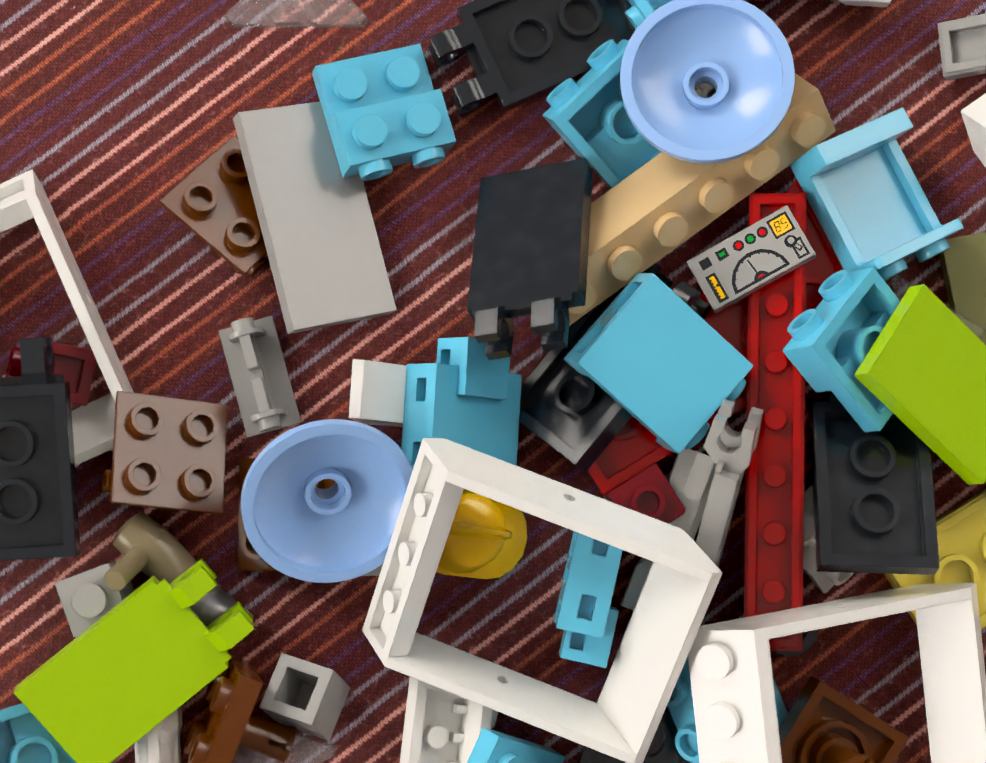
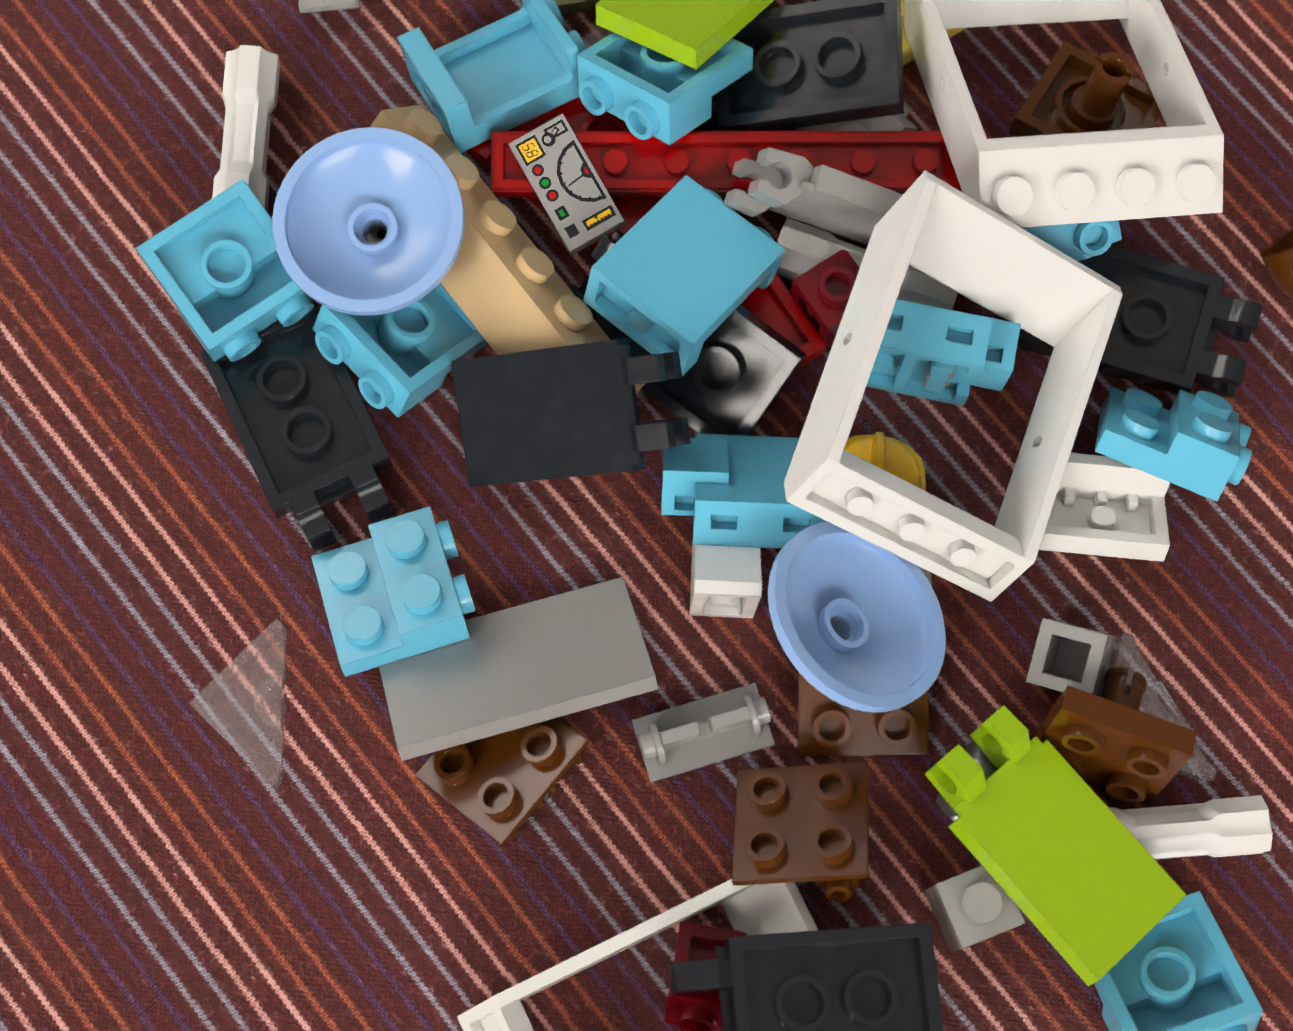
camera: 100 degrees left, 10 degrees down
(147, 549) = (917, 848): dark tan piece -> none

